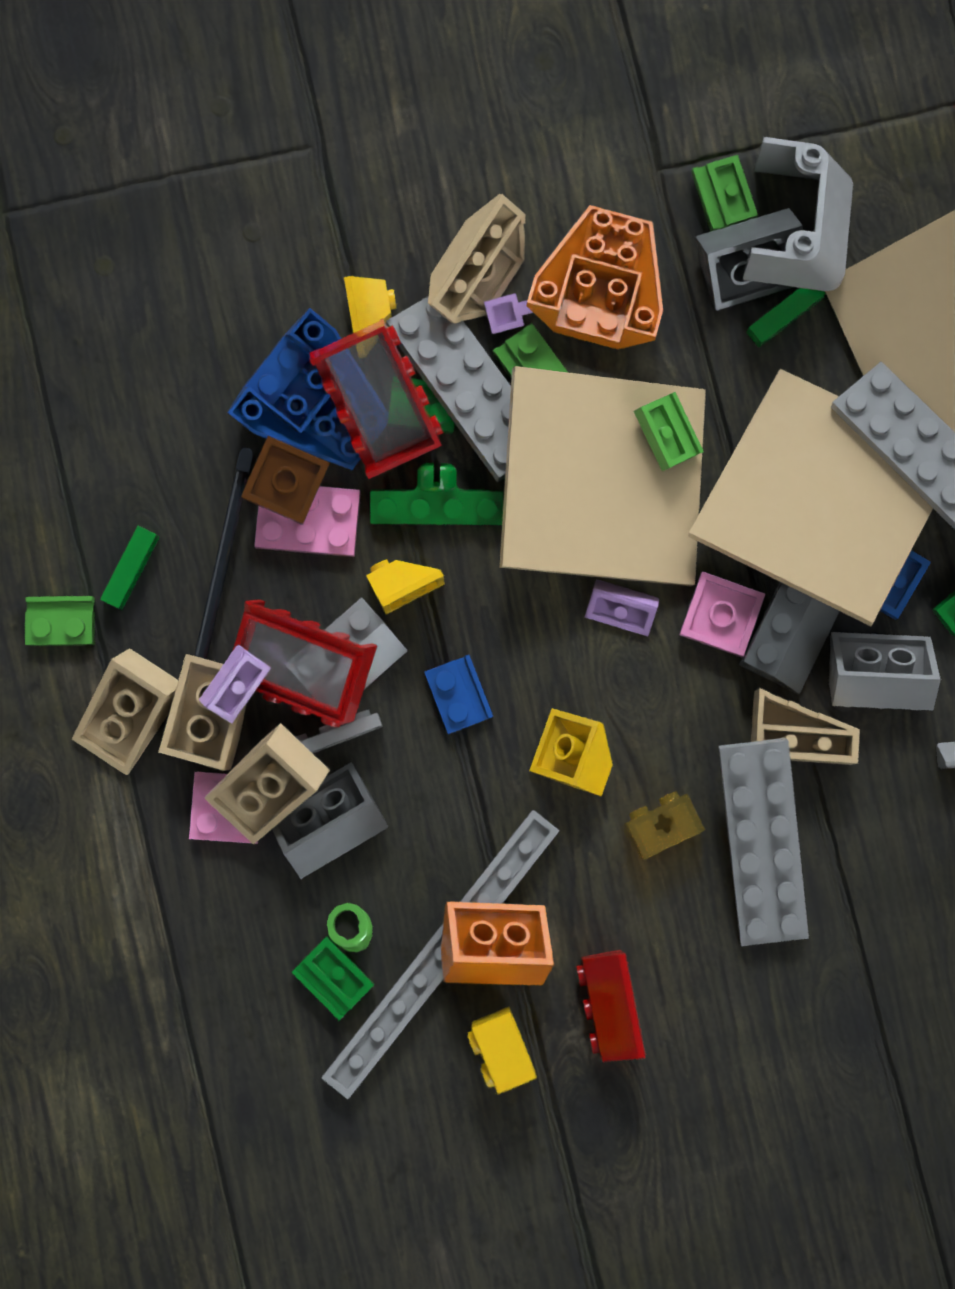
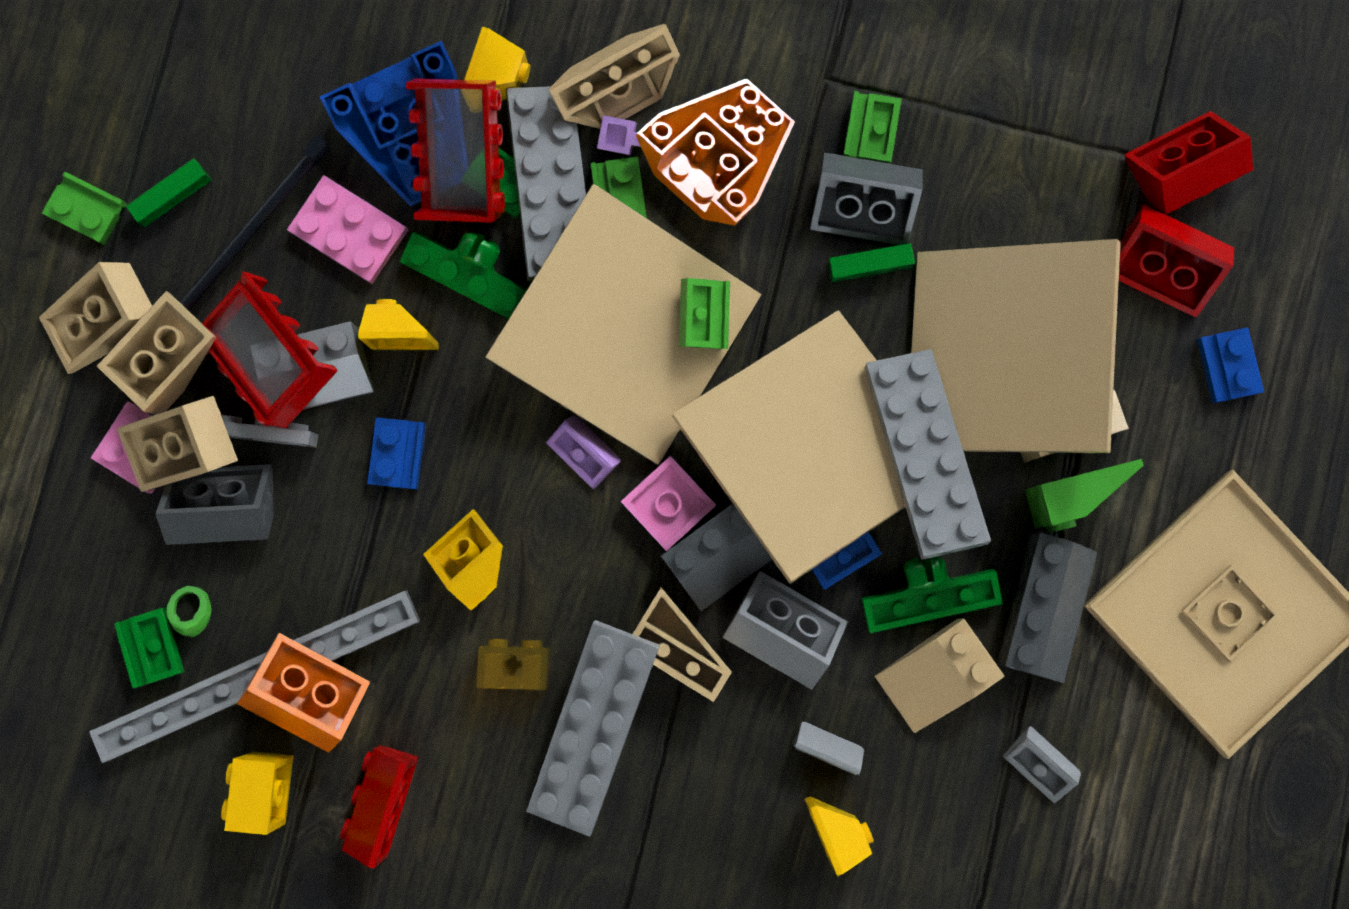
camera: 30 degrees right, 0 degrees up
(234, 684) = (192, 340): lavender slope -> none
(285, 480) = (339, 183): reddish brown plate -> none
(810, 258) = (921, 224): light grey windscreen -> none

